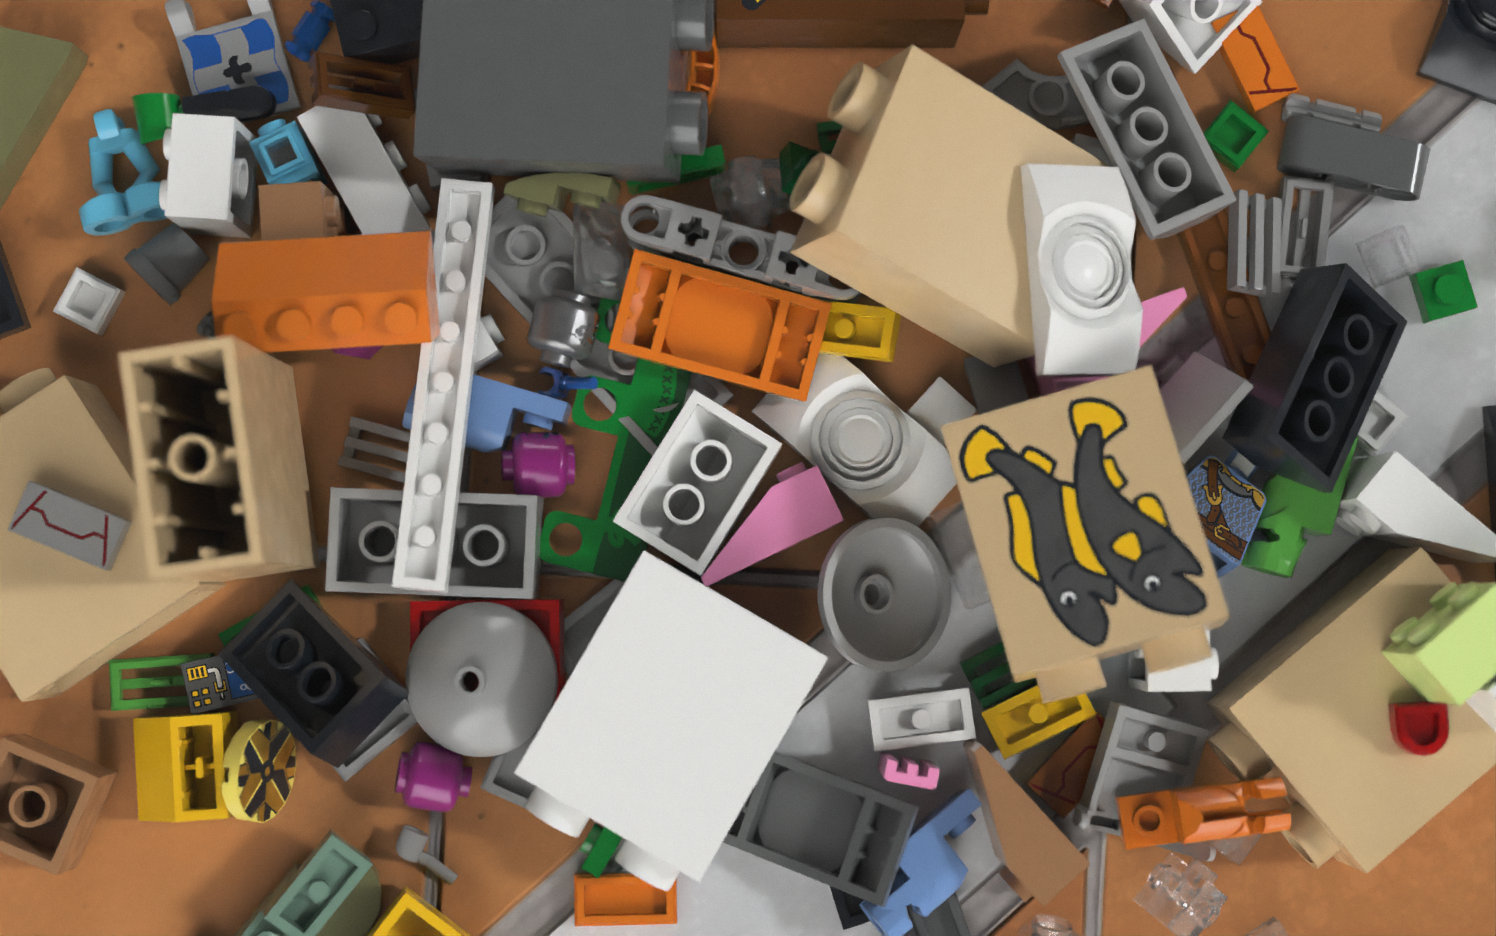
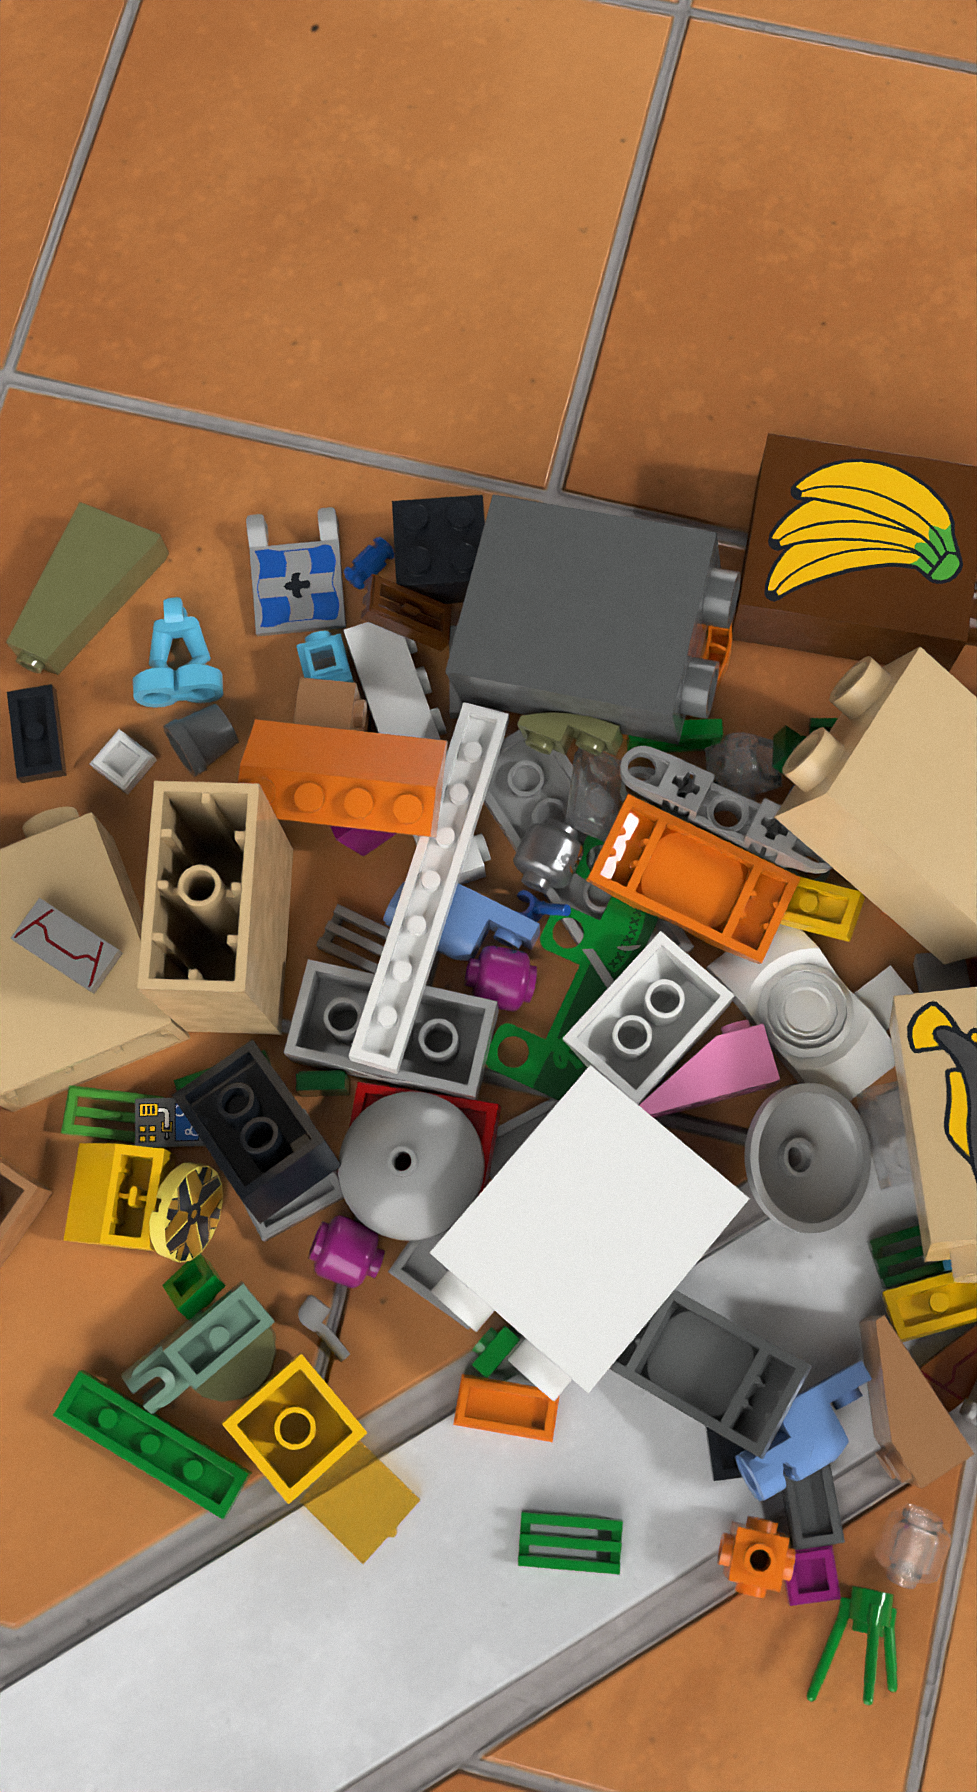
camera: 20 degrees right, 10 degrees down
(155, 110) = (225, 611): piece -> none
(209, 175) = (255, 665): white brick -> none
(283, 841) = (194, 1286): none -> green plate
(374, 609) = (322, 1083): none -> dark green tile
(907, 771) = (804, 1331): bright pink tile -> none
(921, 719) = (823, 1286): white plate -> none

